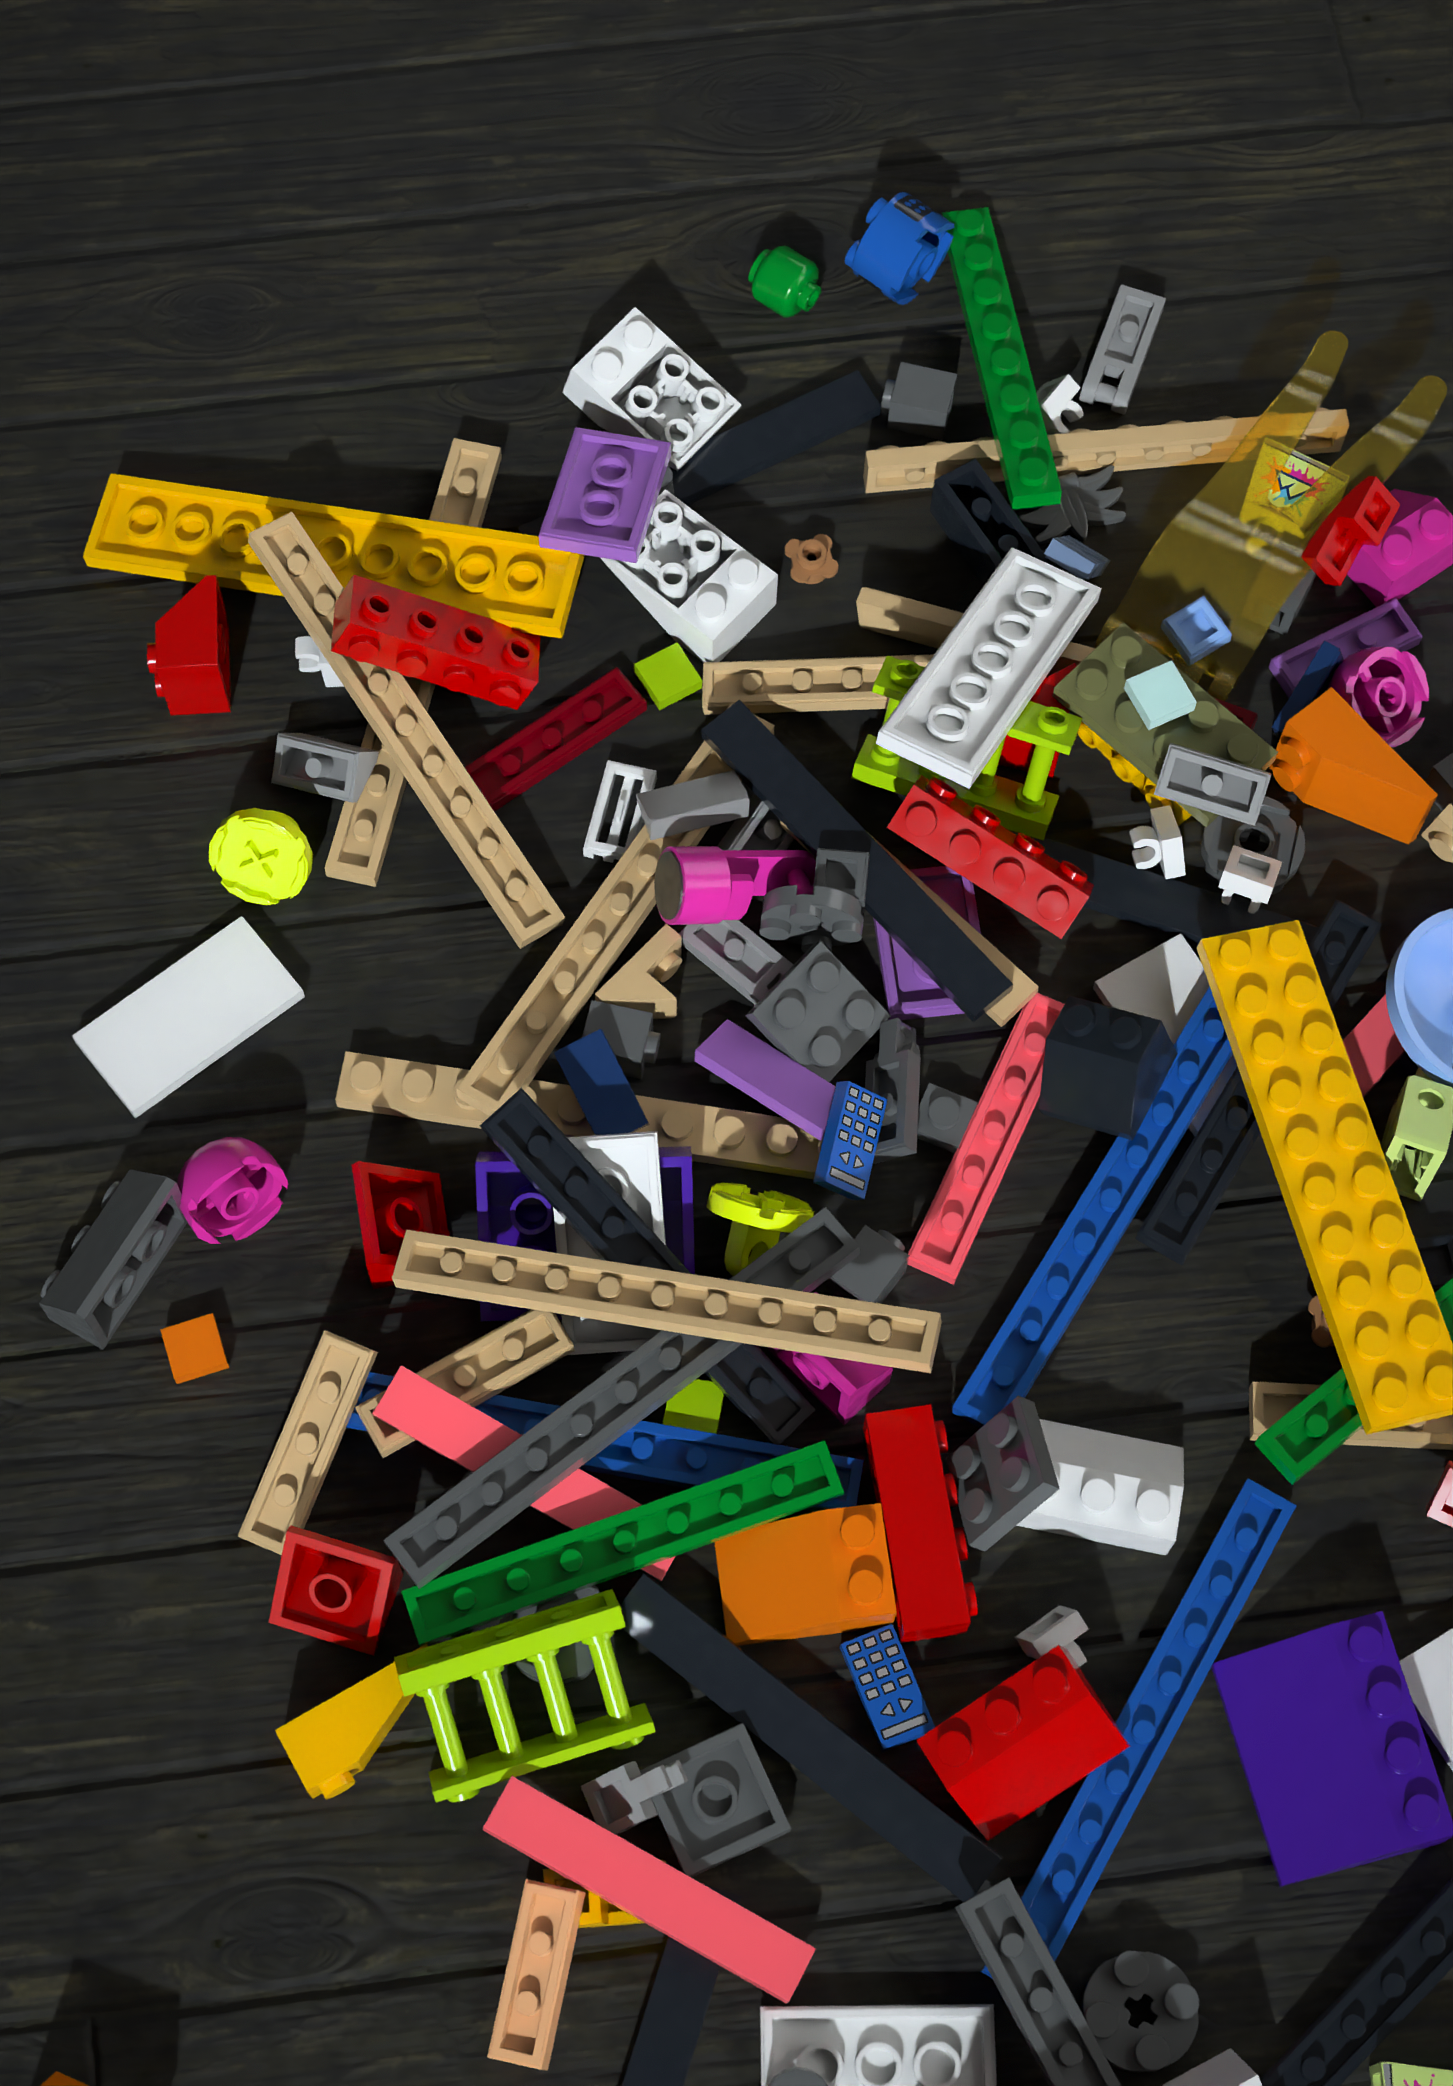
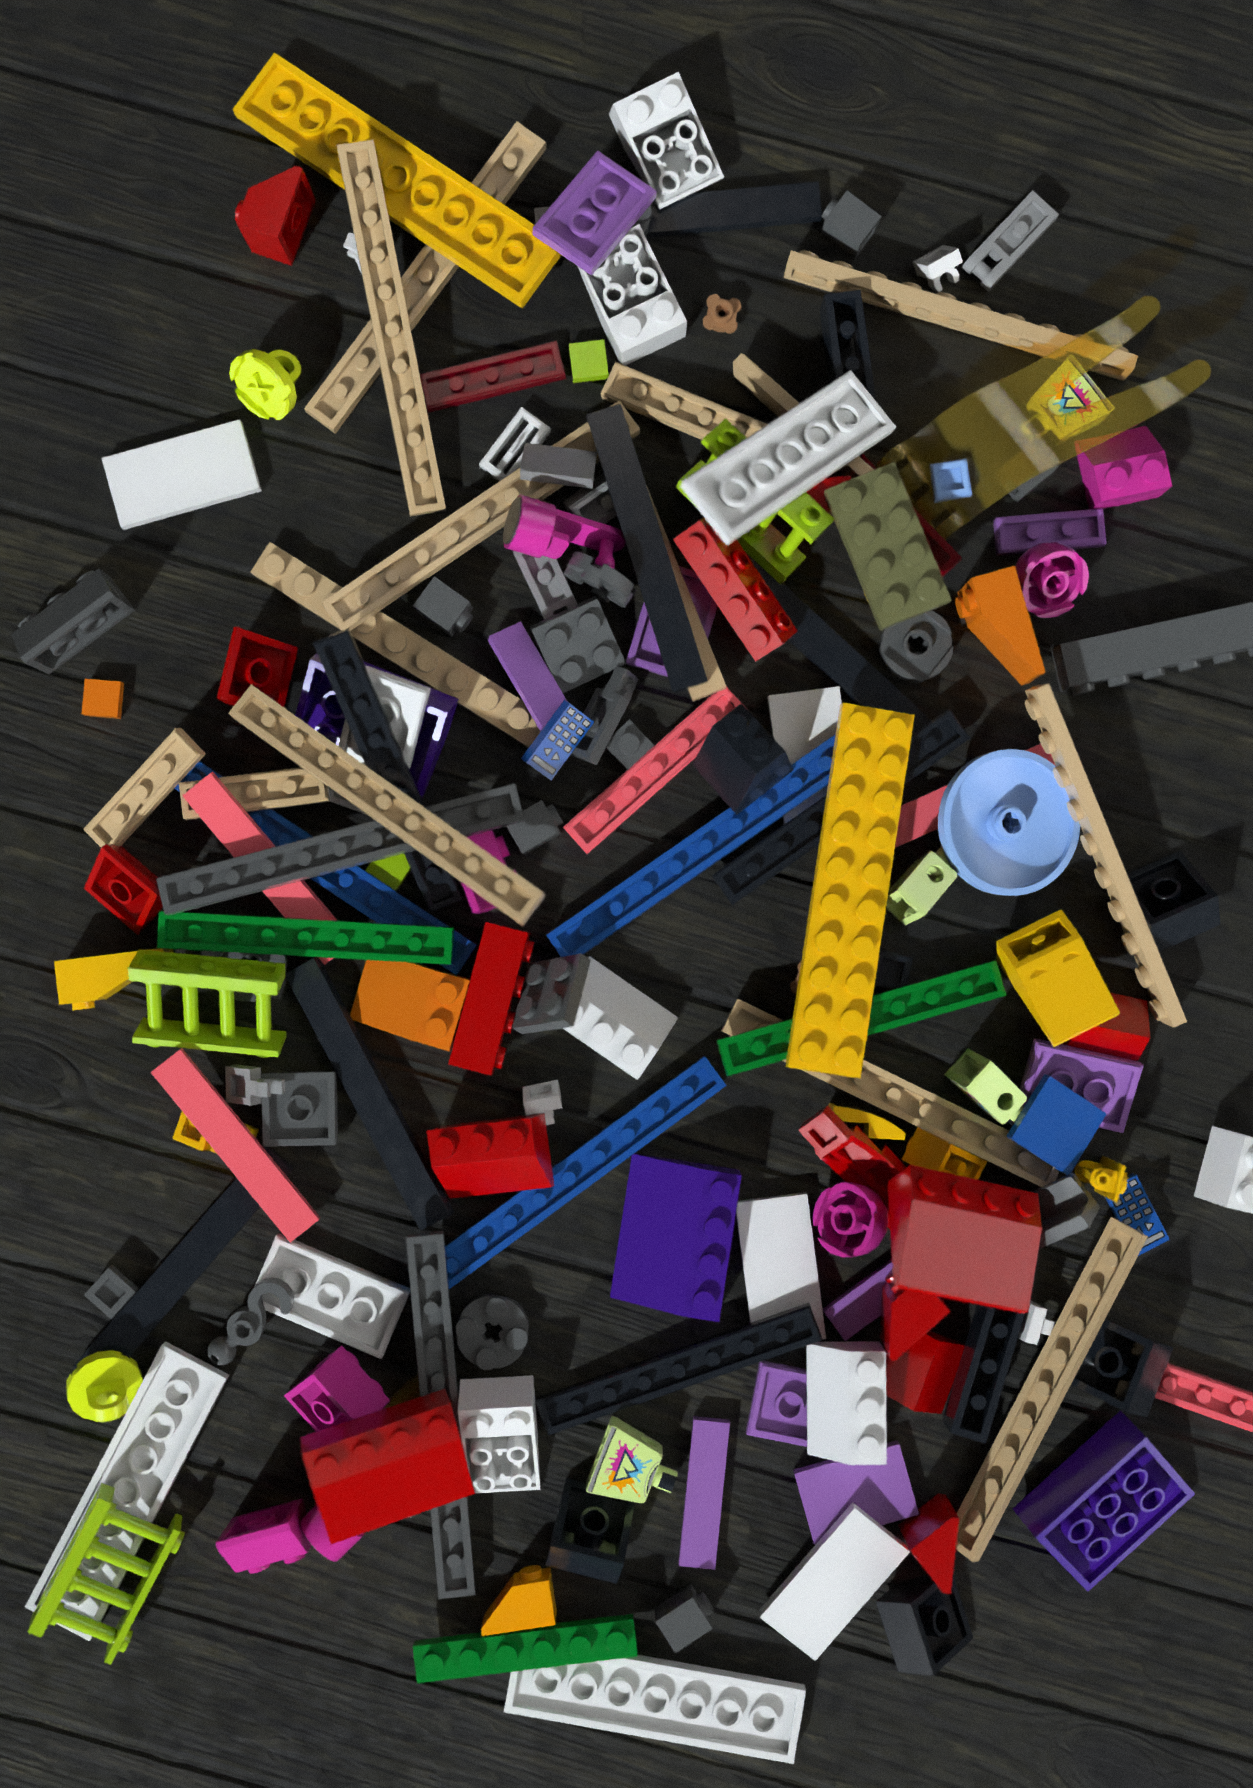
camera: 25 degrees right, 20 degrees up
(230, 1189) = (157, 605): dark pink cylinder -> none
(322, 766) = (332, 333): light grey slope -> none
(491, 665) = (433, 278): red brick -> none
(536, 1975) = (154, 1162): light nougat tile -> none
(601, 1085) = (415, 639): dark blue tile -> none
(637, 981) = (467, 575): tan slope -> none
(755, 1220) = (477, 765): neon yellow tile -> none
(784, 281) = (798, 90): green head -> none
(843, 871) = (630, 559): dark grey tile -> none
(887, 1687) = (431, 1085): tile -> none
(900, 246) = (889, 97): blue brick -> none
(1001, 361) = (918, 214): green plate -> none
(1076, 557) = (897, 391): sand blue tile -> none
(1079, 506) = (917, 345): dark grey piece -> none
(1160, 695) = (889, 528): light aqua tile -> none
(1162, 843) = (852, 620): white tile -> none
(1212, 784) = (893, 606): light grey slope -> none
(1249, 876) = (899, 670): white tile -> none
(1311, 685) = (1007, 554): dark blue tile -> none
(1356, 521) = (1097, 447): red slope -> none

